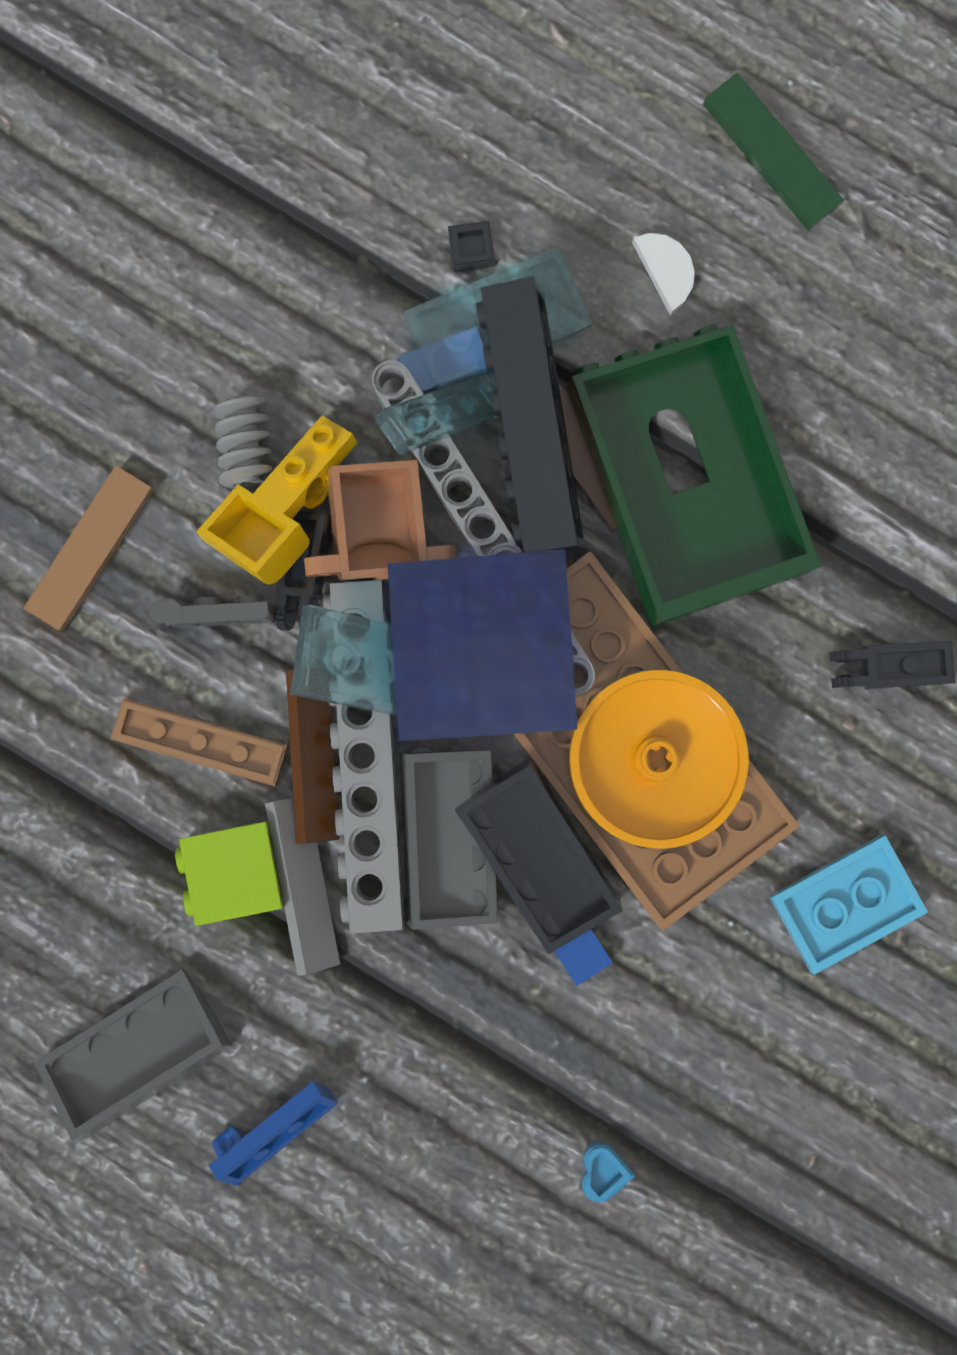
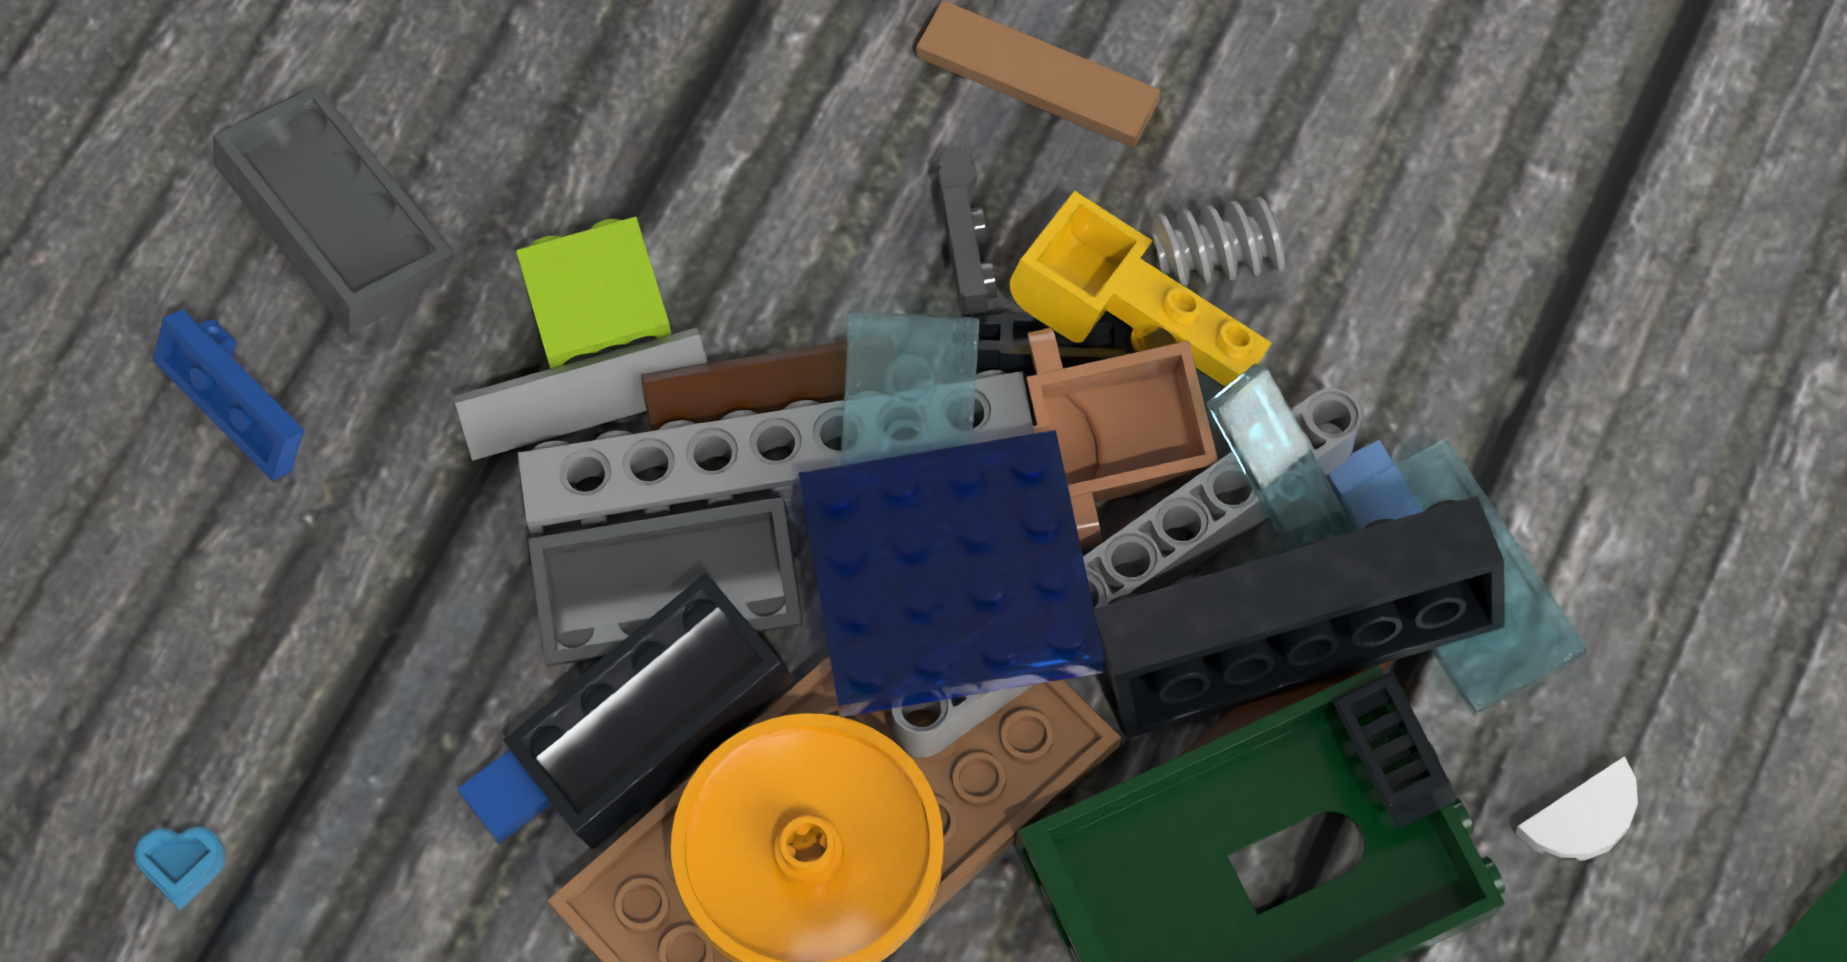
camera: 85 degrees right, 20 degrees down
(199, 742) = (778, 243): medium nougat tile -> none
(471, 246) = (1568, 528): black tile -> none
(667, 366) = (1413, 788): none -> black slope

